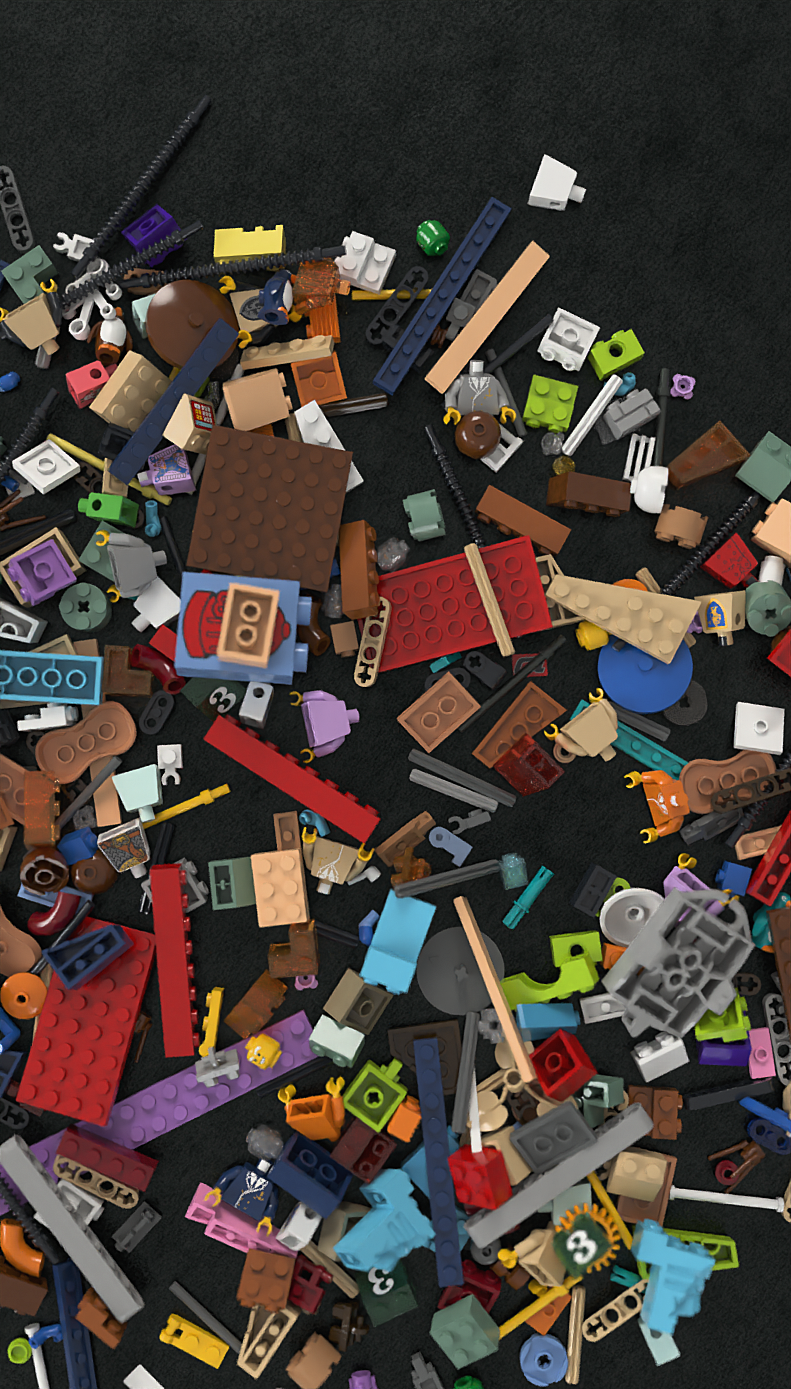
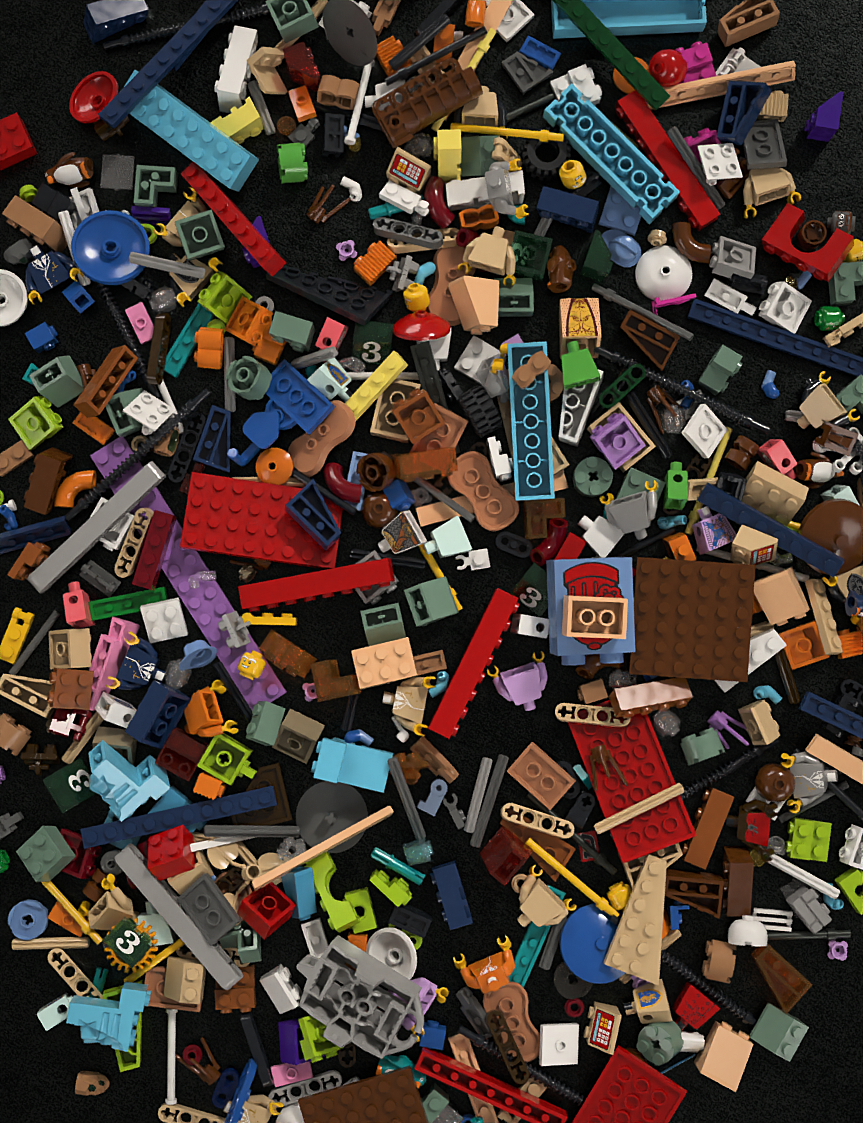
camera: 85 degrees right, 0 degrees up
(32, 502) = (671, 423): none -> clear head
(78, 300) = (846, 442): none -> reddish brown piece
(82, 427) = (742, 452): none -> reddish brown wheel
(147, 1101) = (201, 576): none -> clear arm
(152, 1043) = (247, 573): none -> dark tan plate
(168, 1259) = (77, 607): none -> coral torso
(171, 1195) = (125, 603): none -> green plate
(182, 513) = (679, 547): none -> orange torso
(197, 1152) = (164, 620): none -> white plate
(212, 821) = (431, 601): none -> sand green slope
(217, 1273) = (70, 648): none -> tan slope
(244, 1116) = (197, 655): none -> medium blue piece
(369, 431) = (767, 692): none -> medium azure arm
(398, 492) = (719, 721): none -> medium lavender plant
(405, 444) = (759, 722): none -> tan slope
(422, 637) = (601, 756): none -> reddish brown plant
(489, 722) = (537, 820): none -> tan beam
(526, 465) = (754, 826): none -> torso
(557, 903) = (396, 890): none -> lime plate
(569, 836) = (451, 895): none -> dark blue wedge
(593, 543) = (696, 889): none -> reddish brown wedge
(598, 658) = (601, 903): none -> yellow bar
(620, 573) = (674, 915): none -> blue bracket
(723, 701) = (574, 1013): none -> dark red plate
(744, 673) = (603, 1027): none -> slope
(748, 1301) = (91, 1083): none -> medium nougat rock

